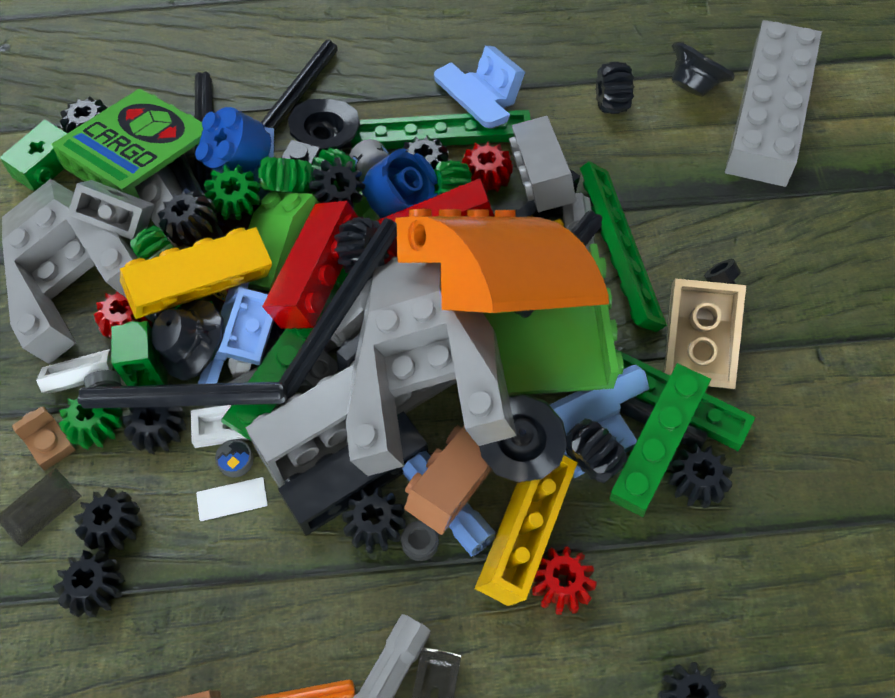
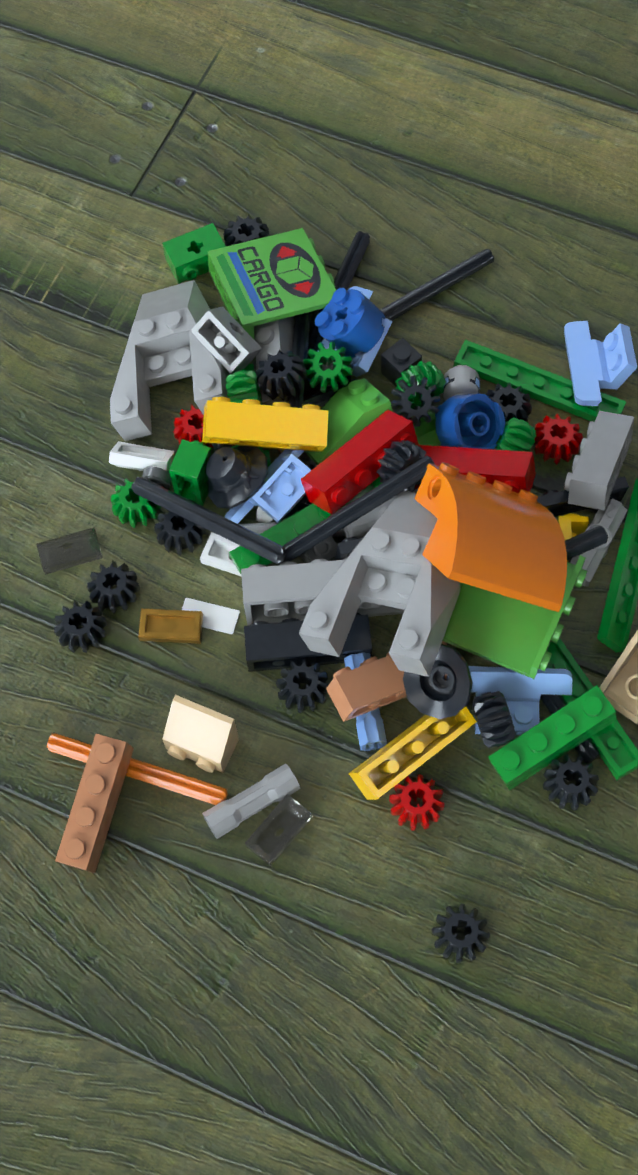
camera: 30 degrees right, 5 degrees up
(43, 437) = (95, 499): medium nougat bracket -> none
(194, 530) = (170, 626): none -> pearl gold tile
(234, 458) = (225, 586): tile -> none
(285, 175) = (378, 371): green gear -> none
(289, 634) = (200, 735): none -> slope
(324, 123) = (439, 334): black hat -> none
(419, 541) = (328, 719): dark grey tile -> none

